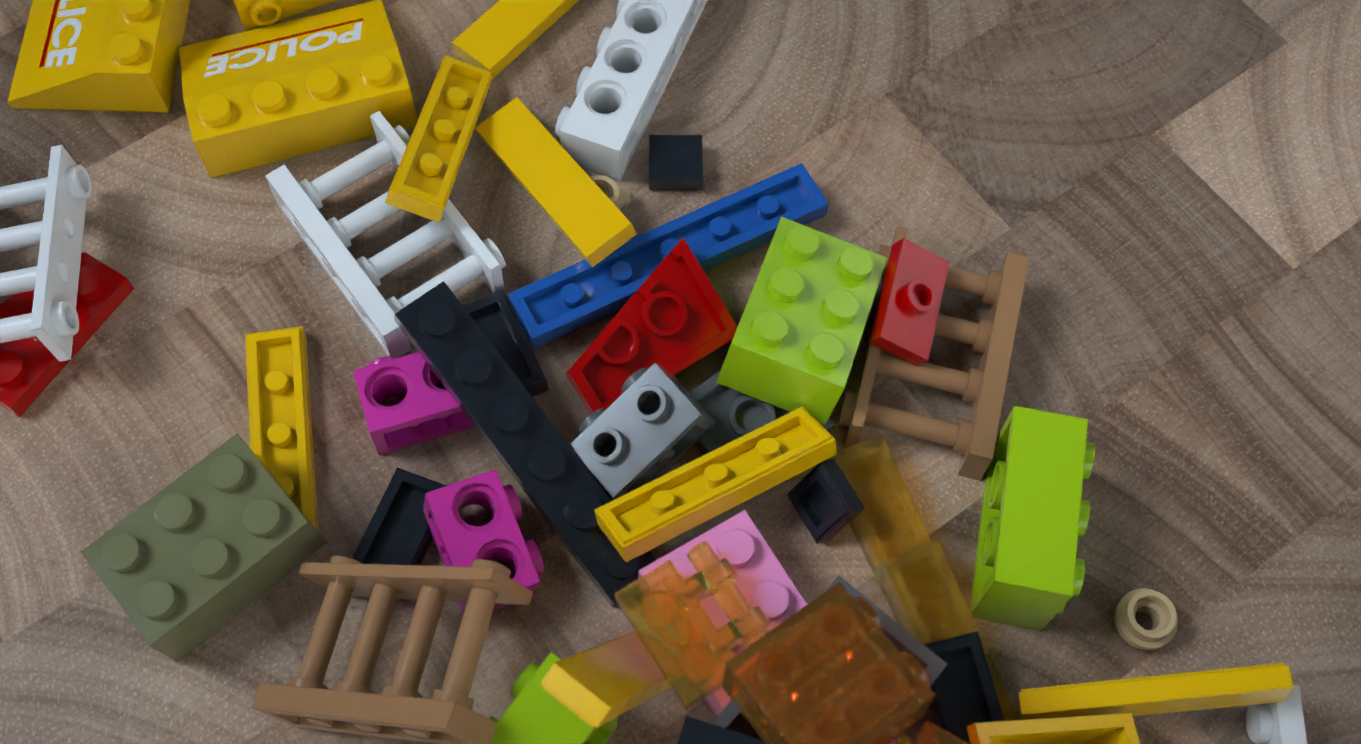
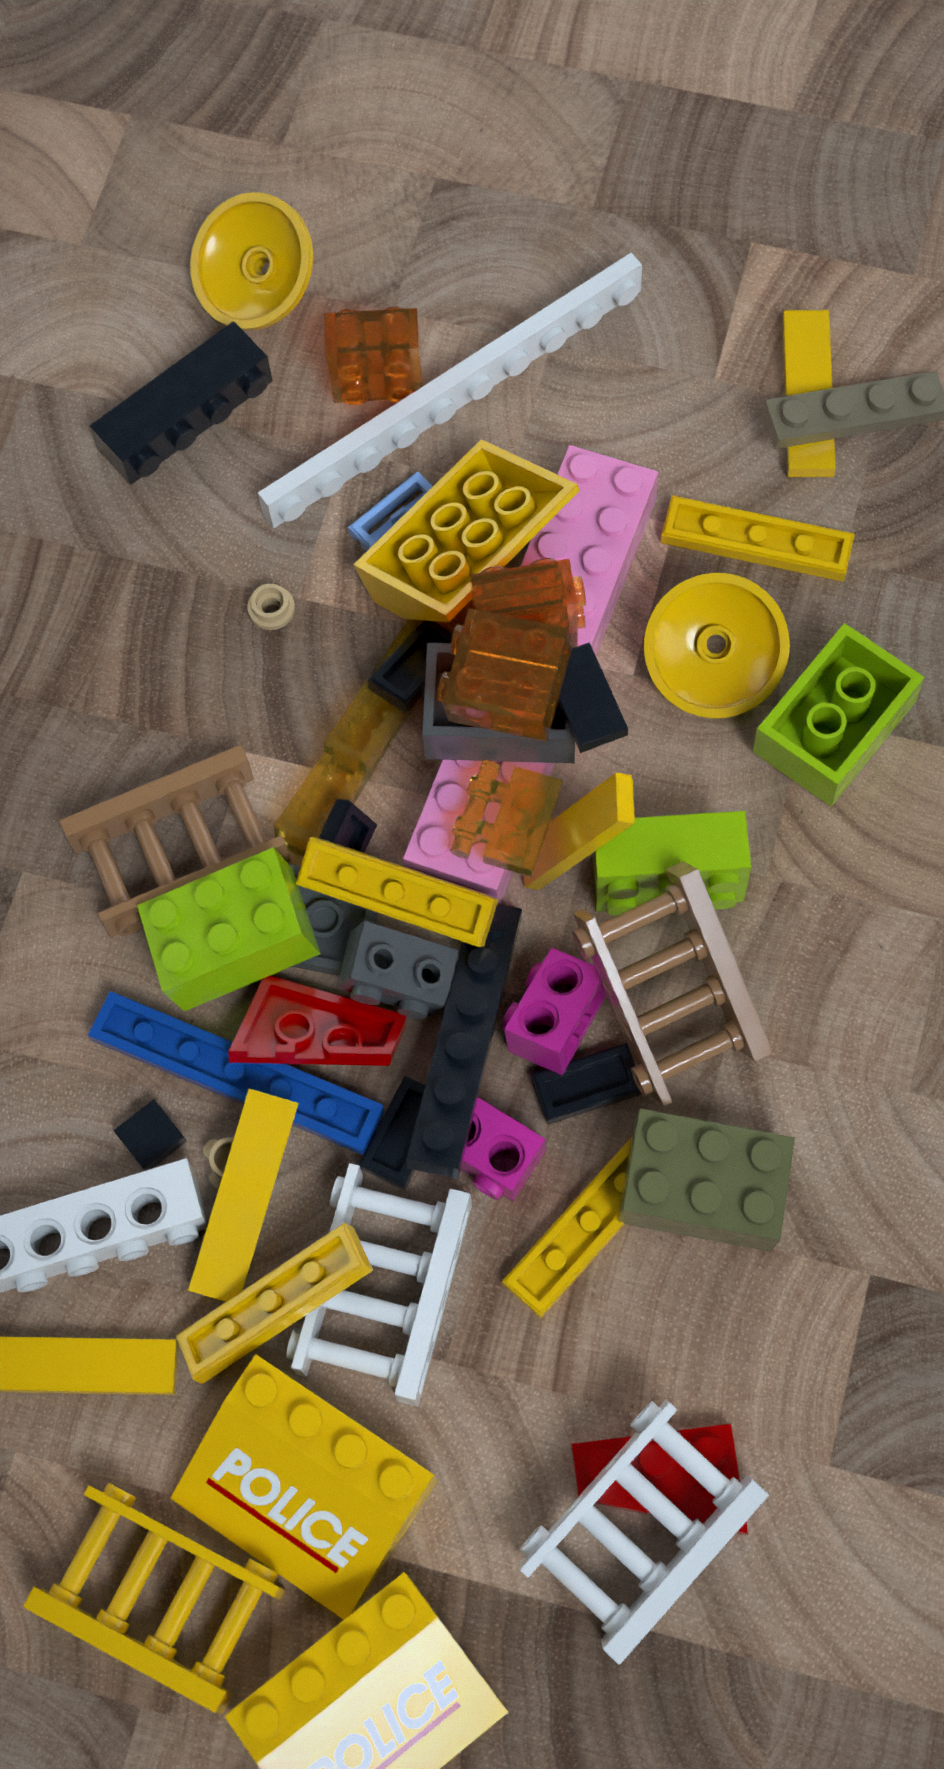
camera: 120 degrees left, 5 degrees up
(909, 302) = (160, 869): red plate -> none
(1032, 519) = (269, 693): lime brick -> none
(1161, 693) = (330, 563): yellow tile -> none

